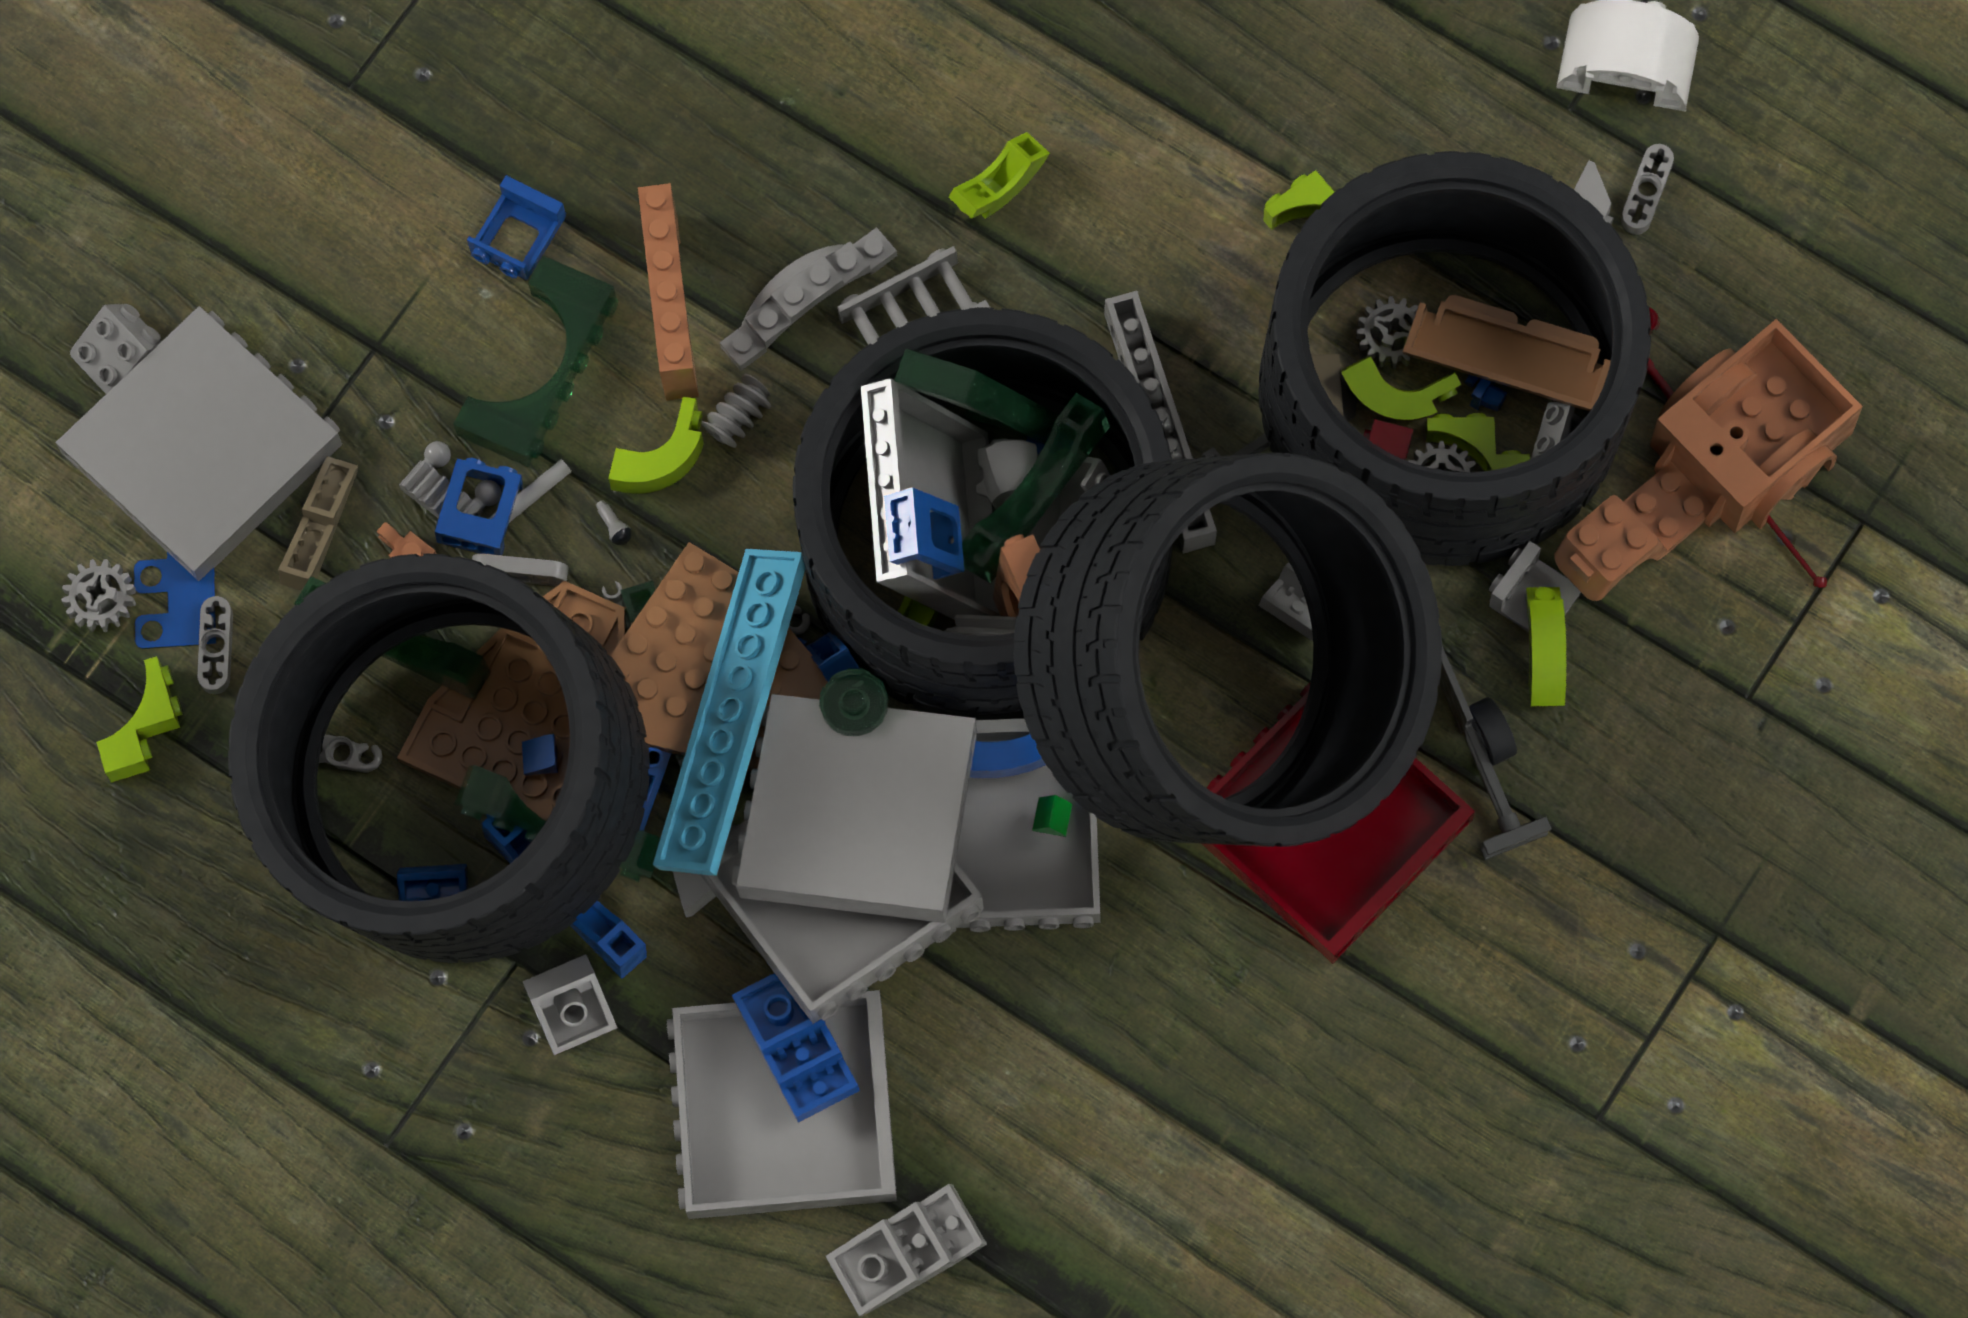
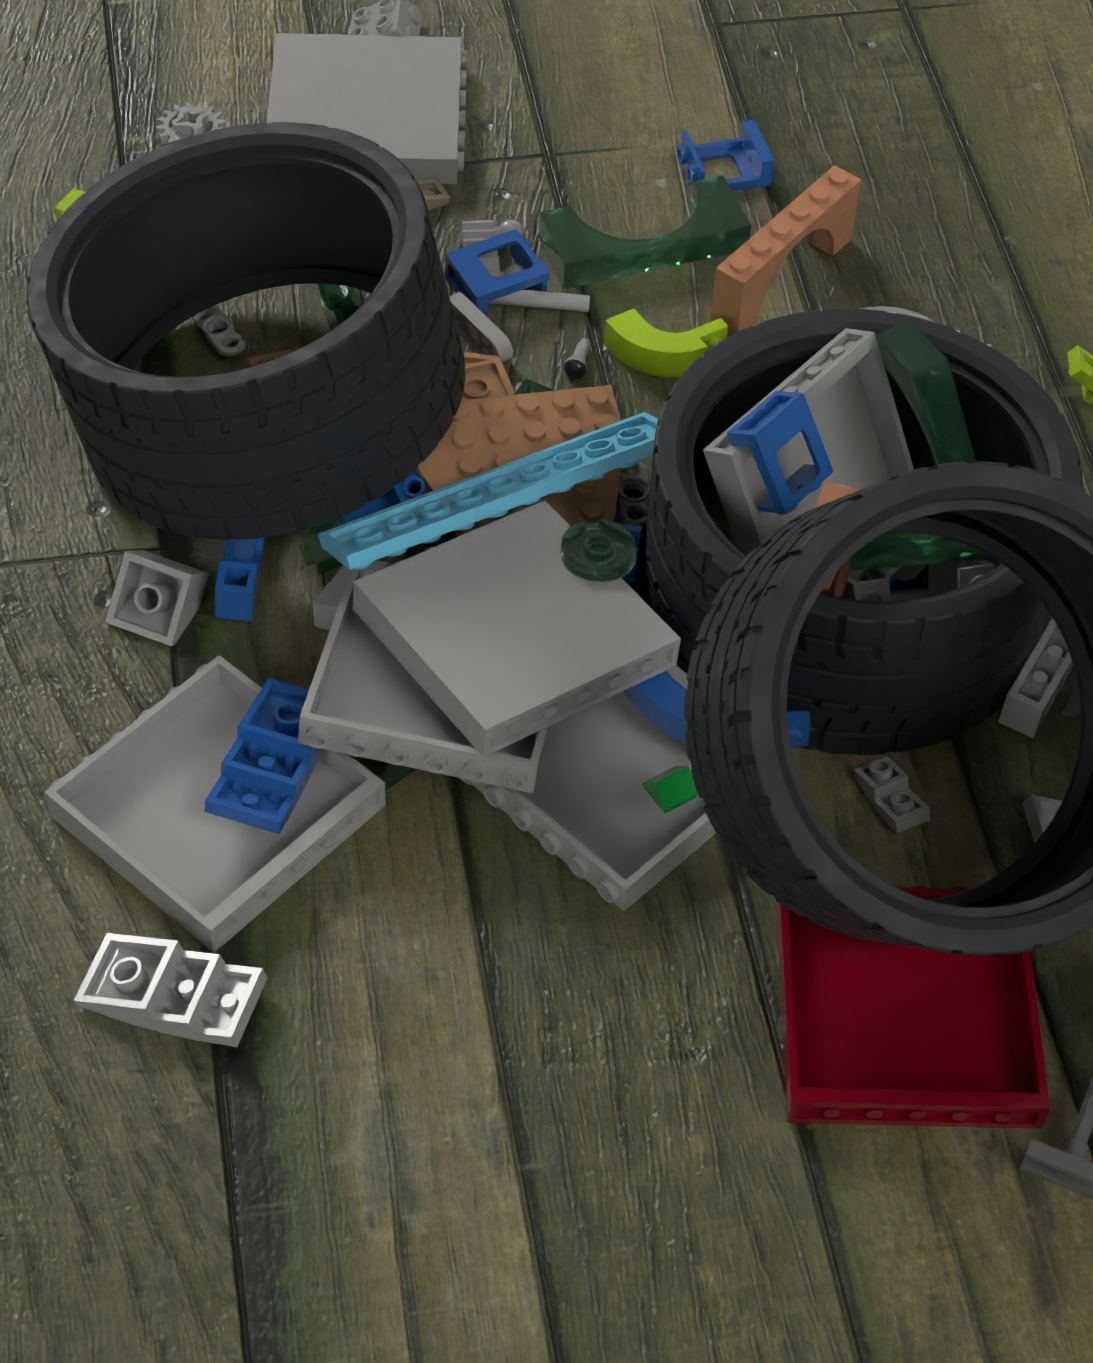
camera: 40 degrees right, 20 degrees down
(1174, 677) = (890, 794): none -> light grey slope

